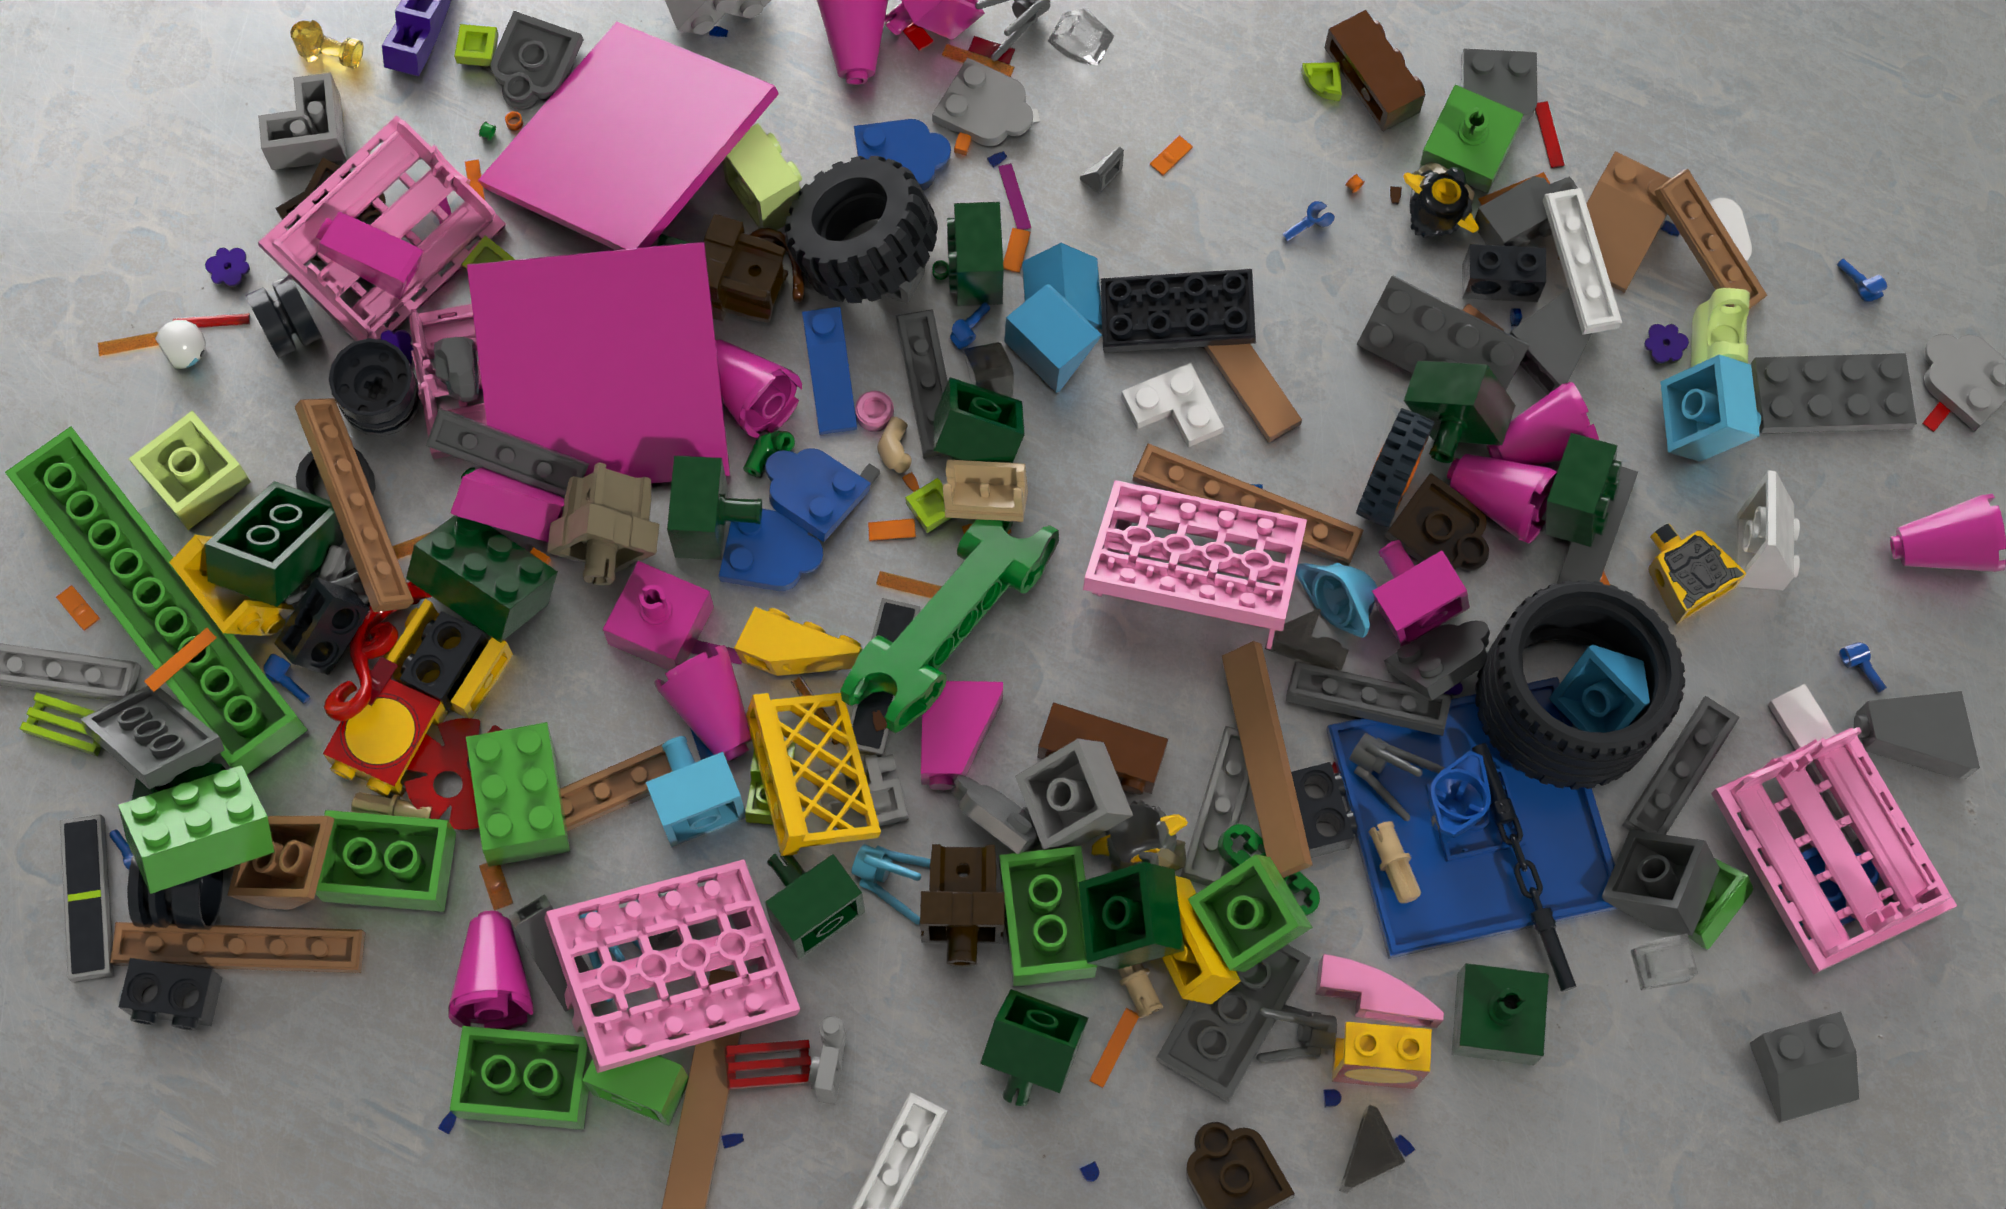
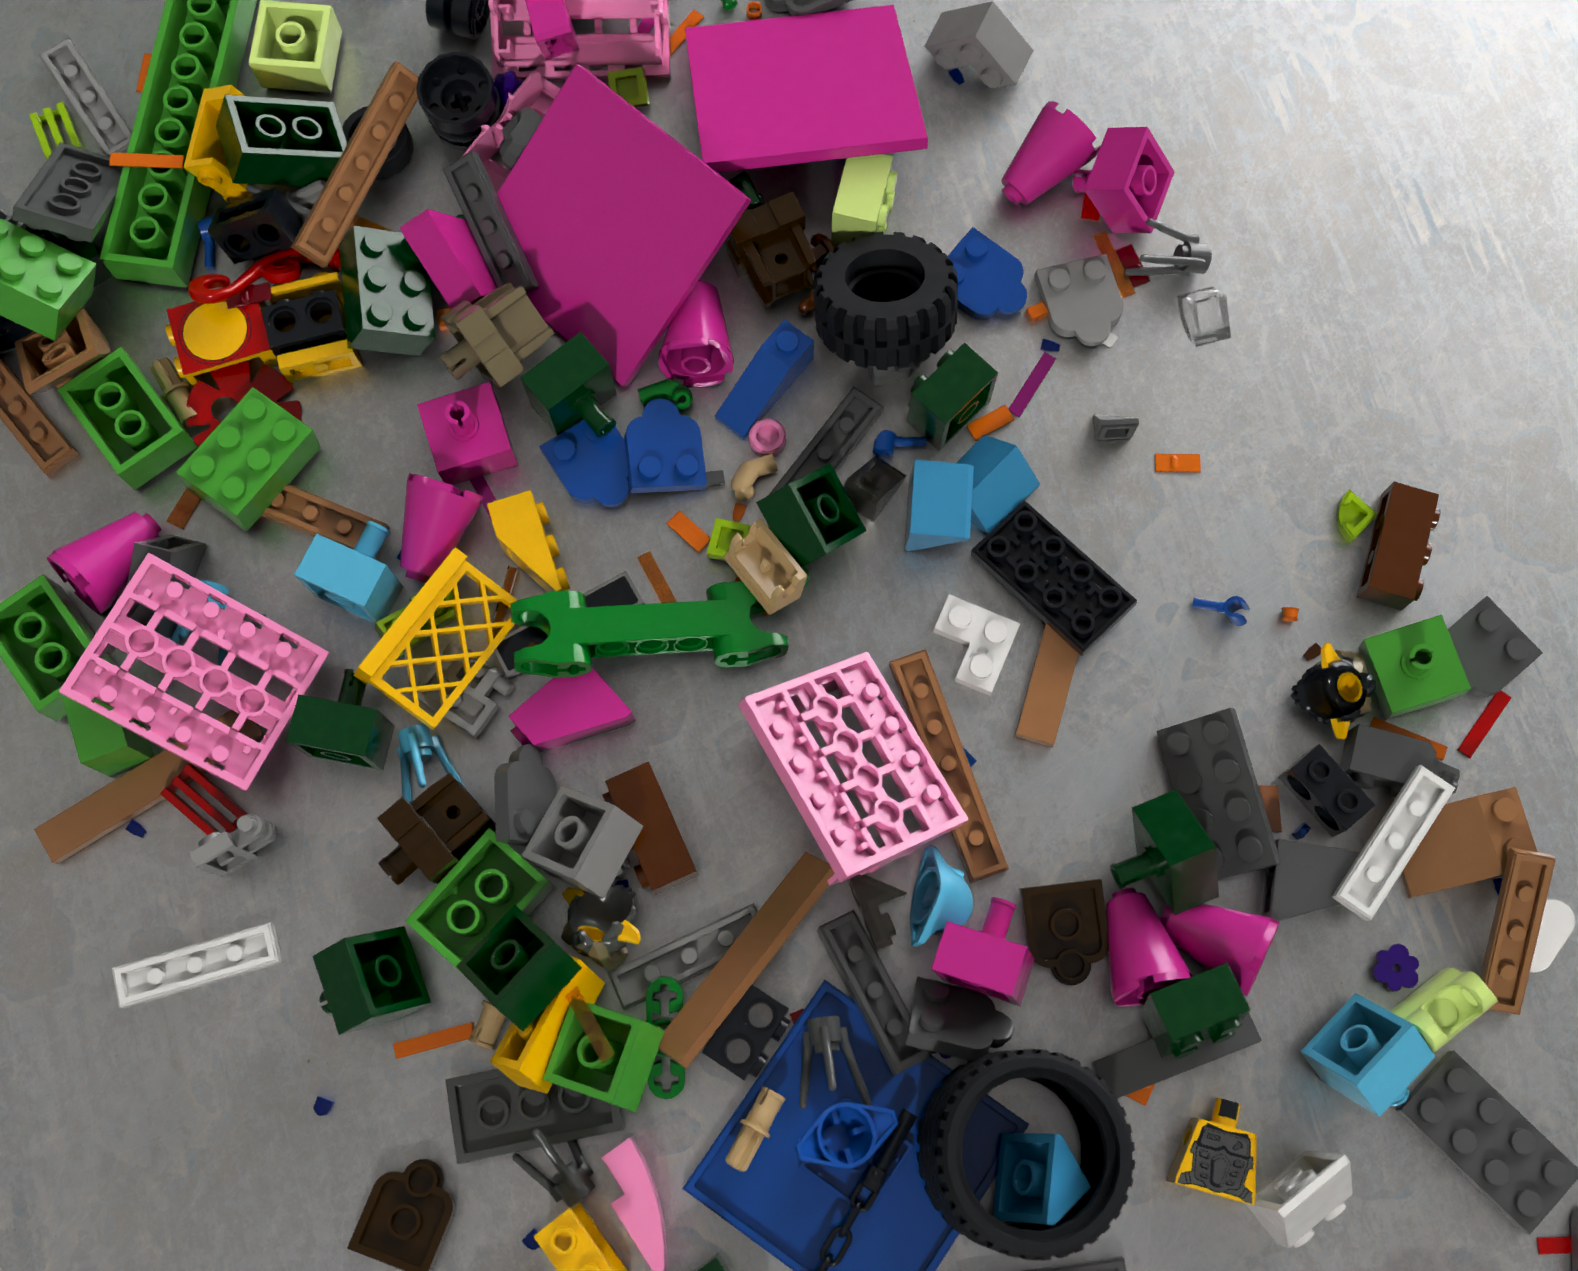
camera: 50 degrees right, 5 degrees up
(1222, 899) = (589, 1025): none -> clear orange piece
(1394, 467) = (1071, 849): black wheel -> none

